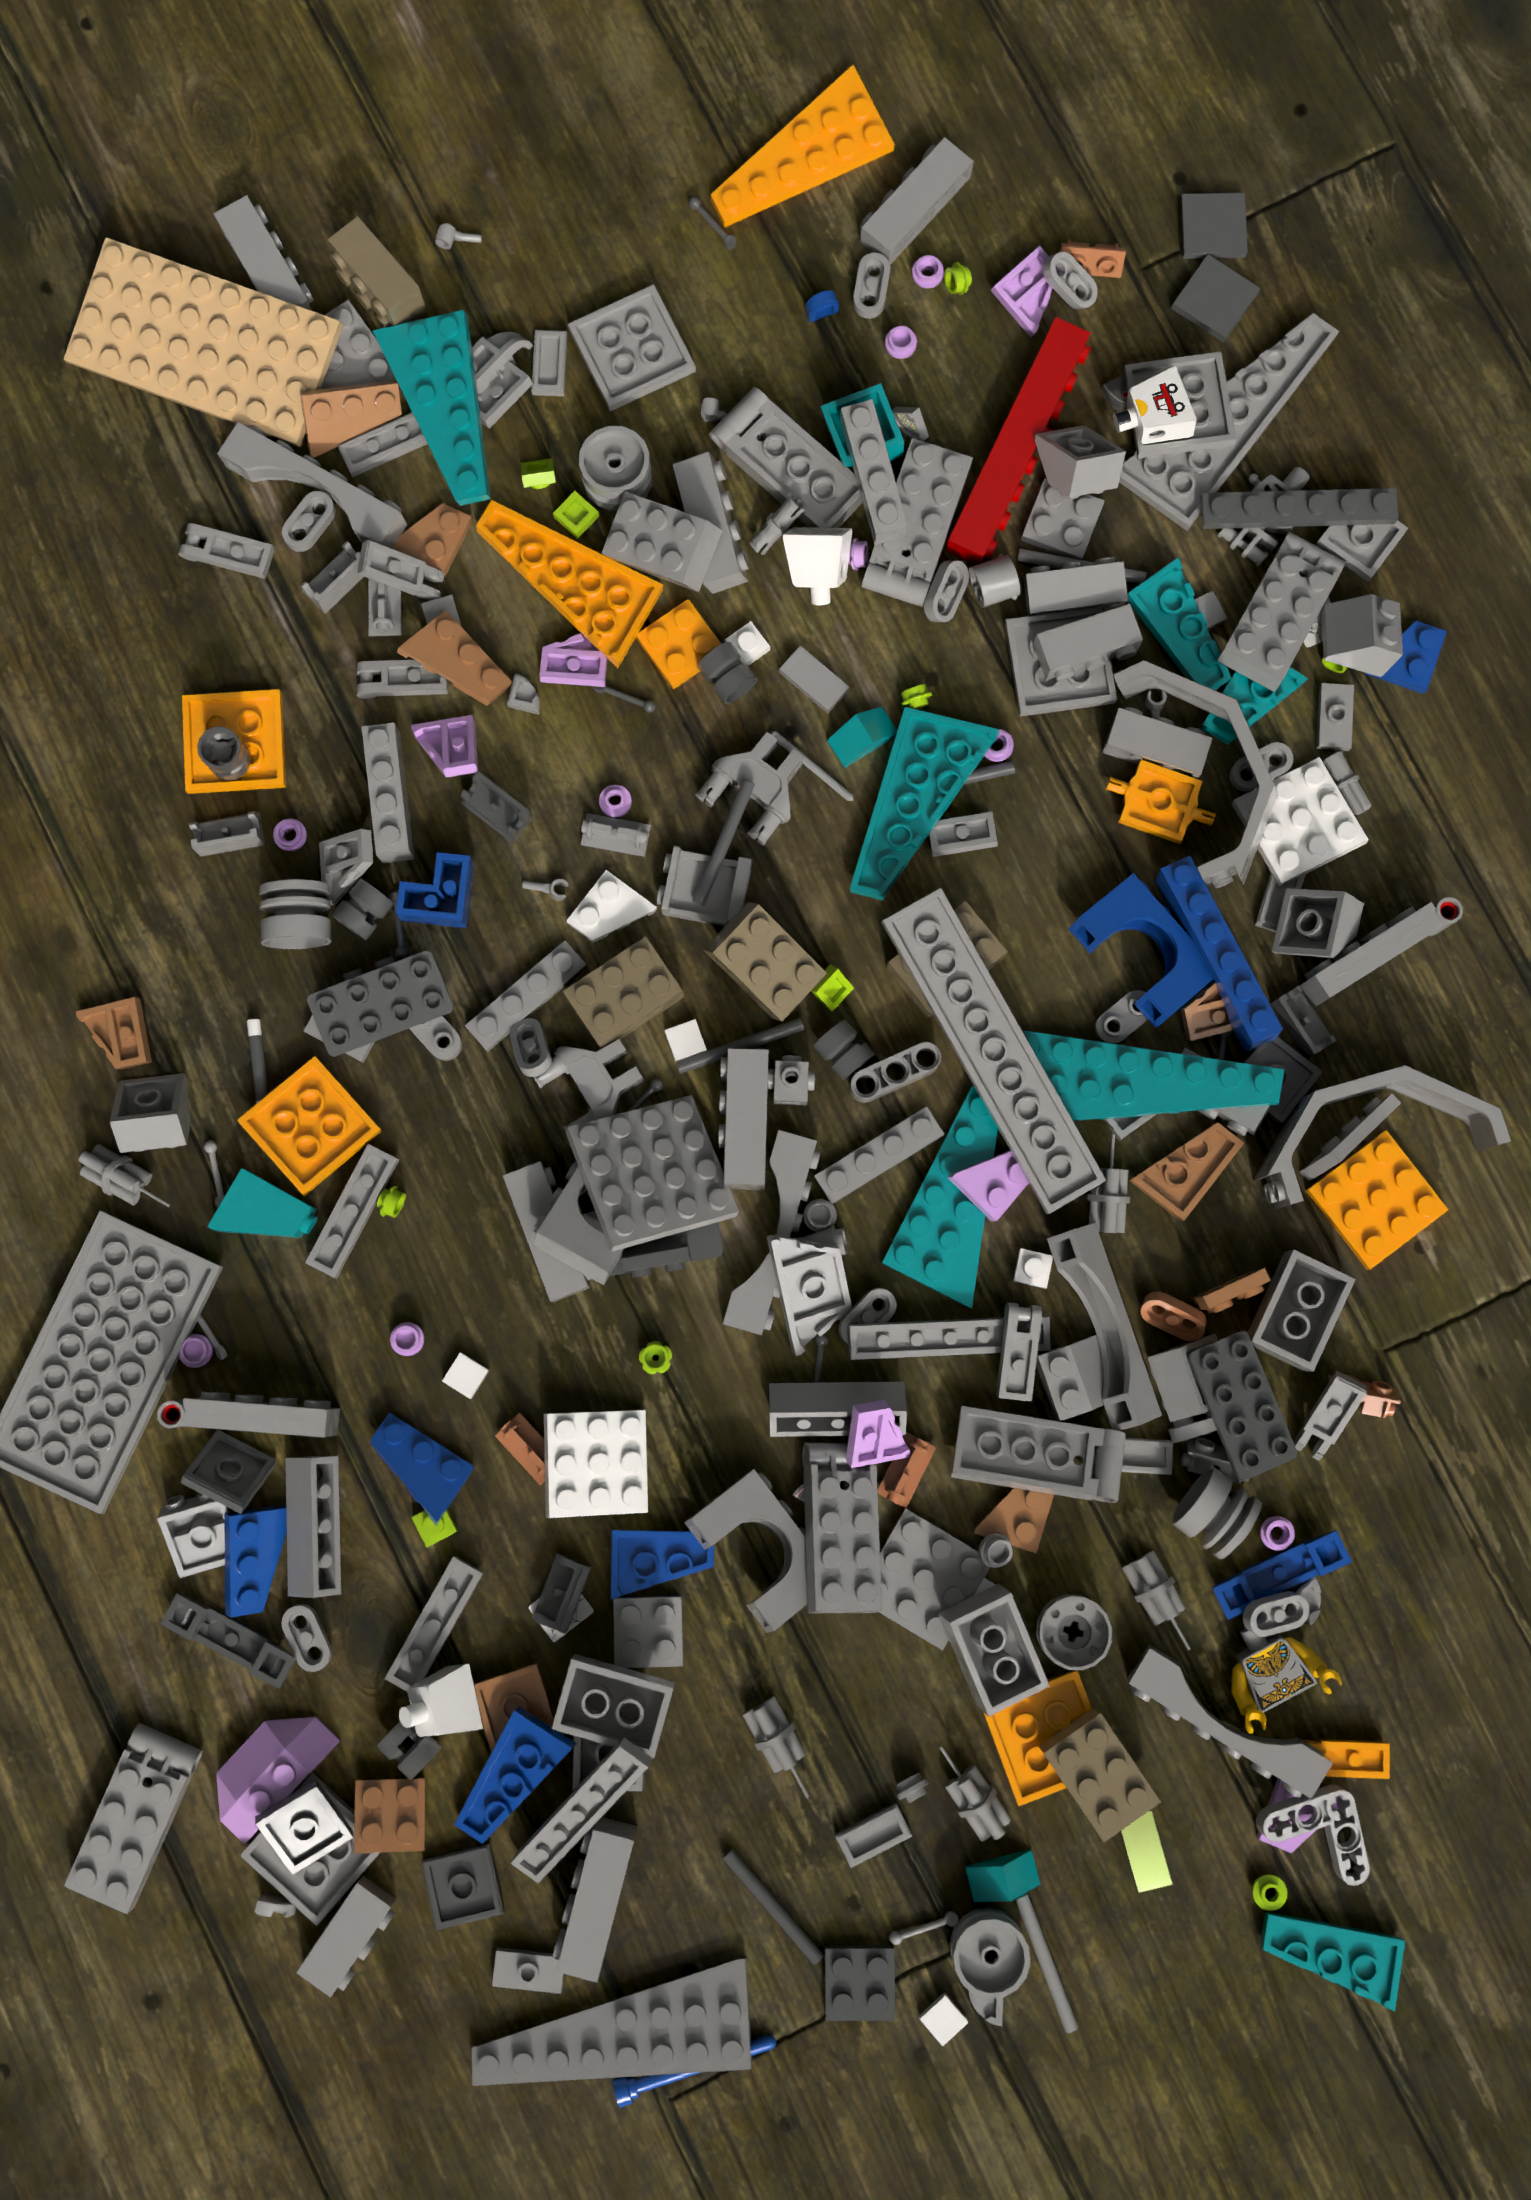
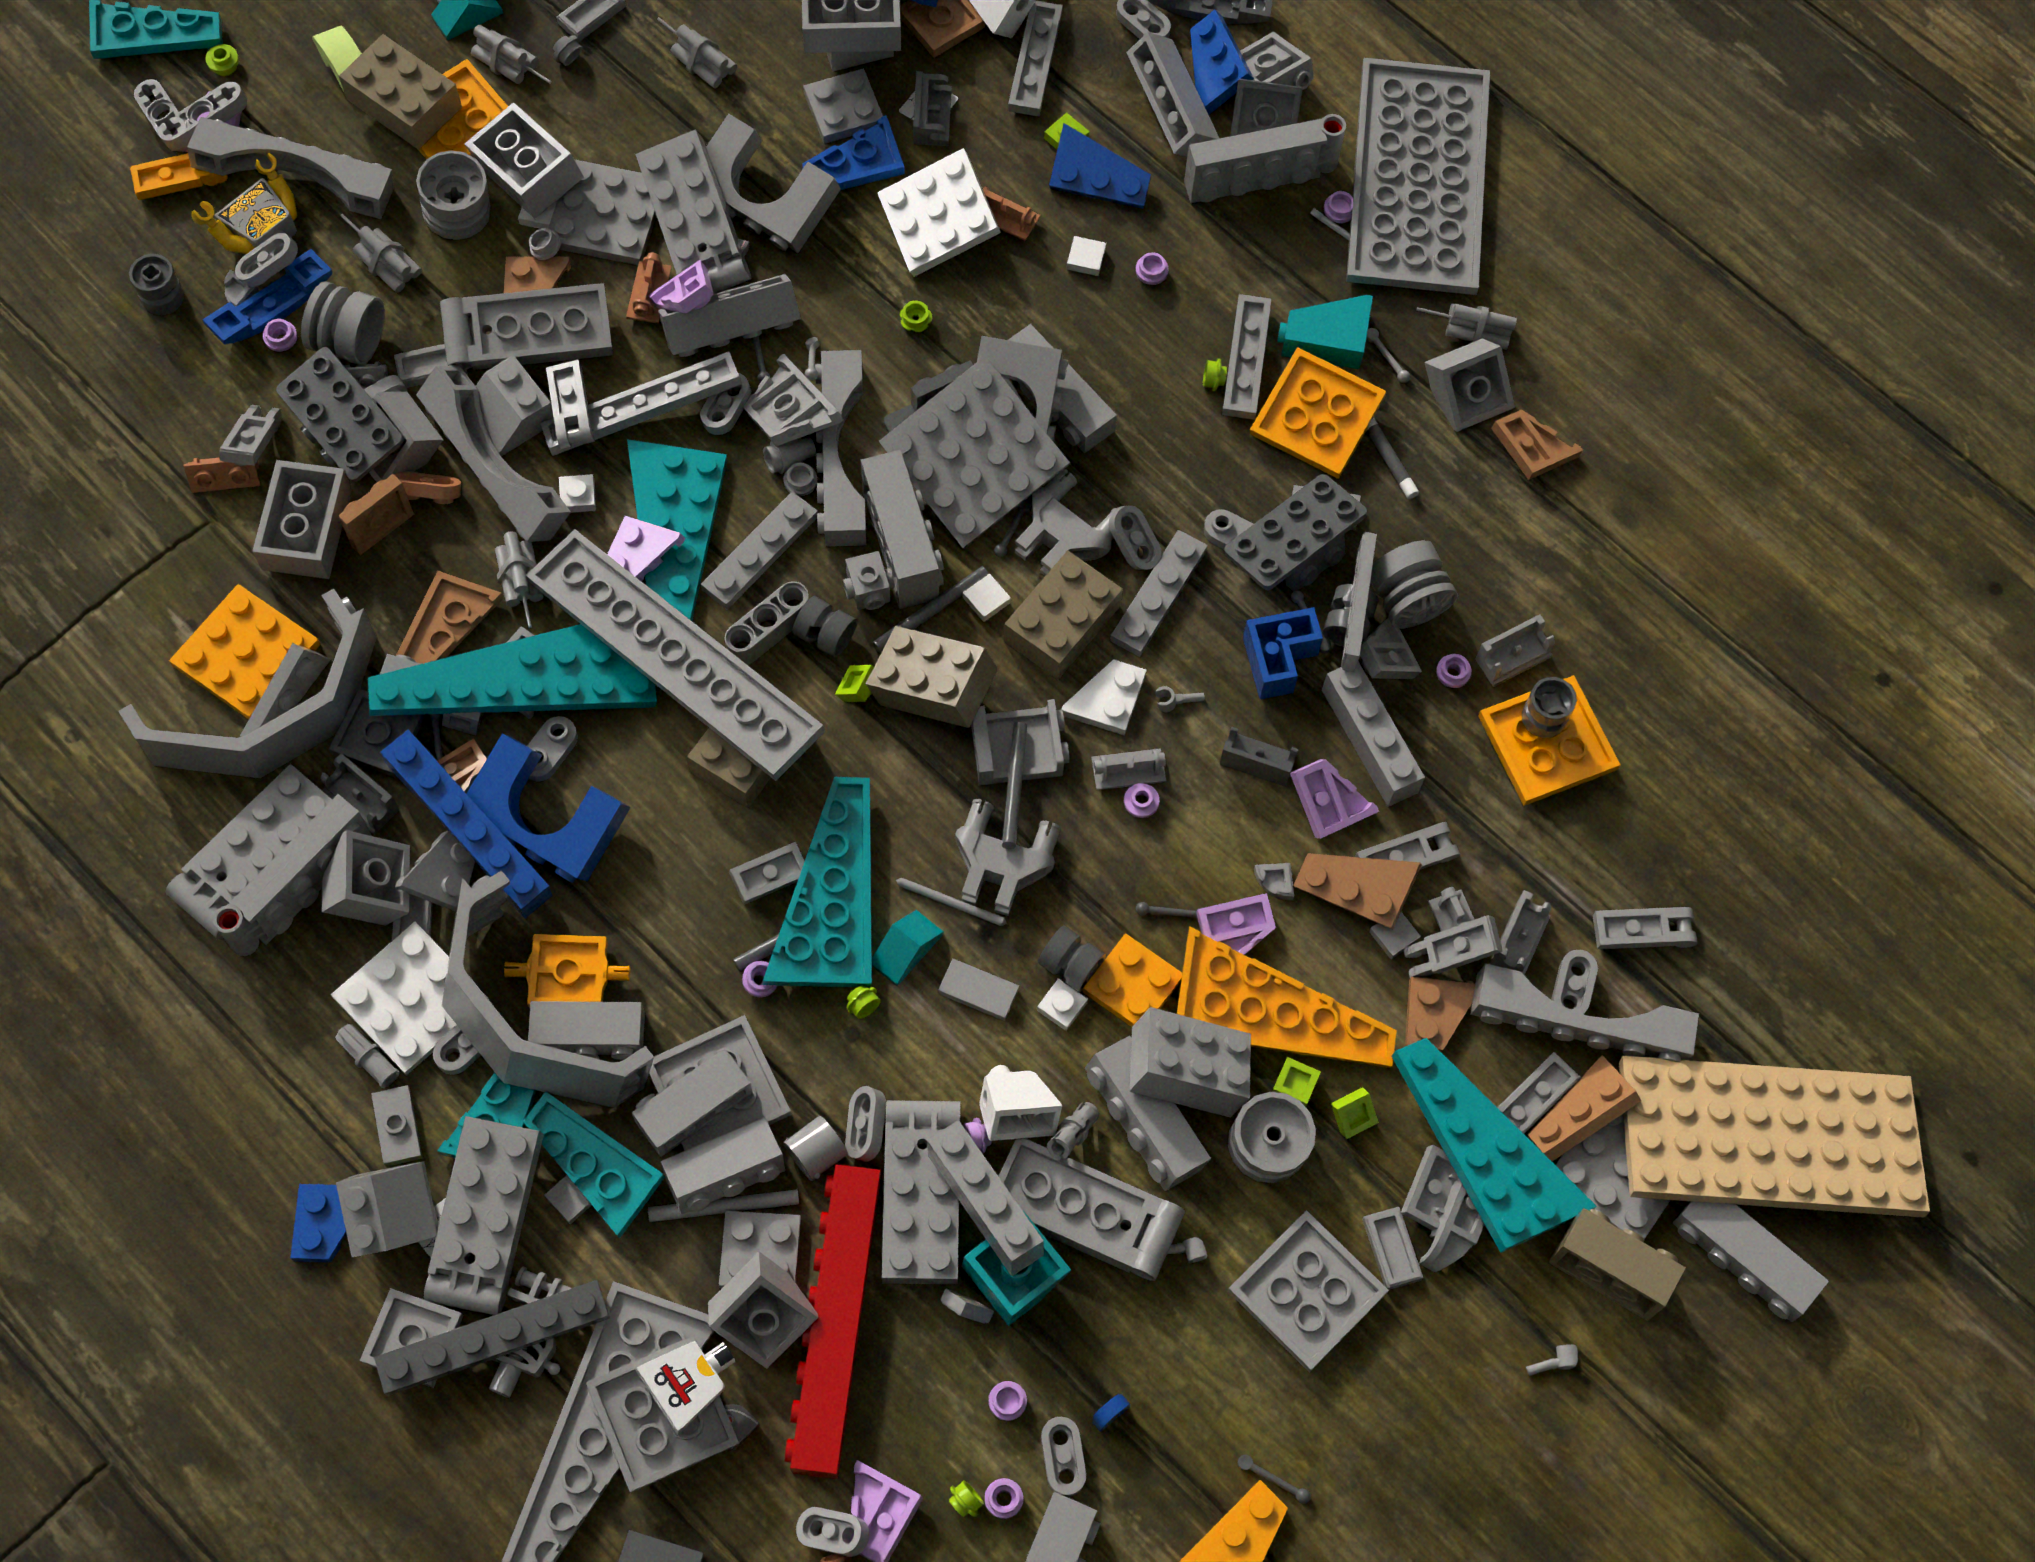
camera: 160 degrees right, 15 degrees down
(354, 897) = (1358, 602): none -> light grey tile
(764, 1361) = (812, 344): none -> light grey hinge
(1252, 915) = (439, 872): none -> light grey wing
(1388, 1623) = (156, 284): none -> dark grey wheel
(1405, 997) = (246, 846): none -> light grey hinge

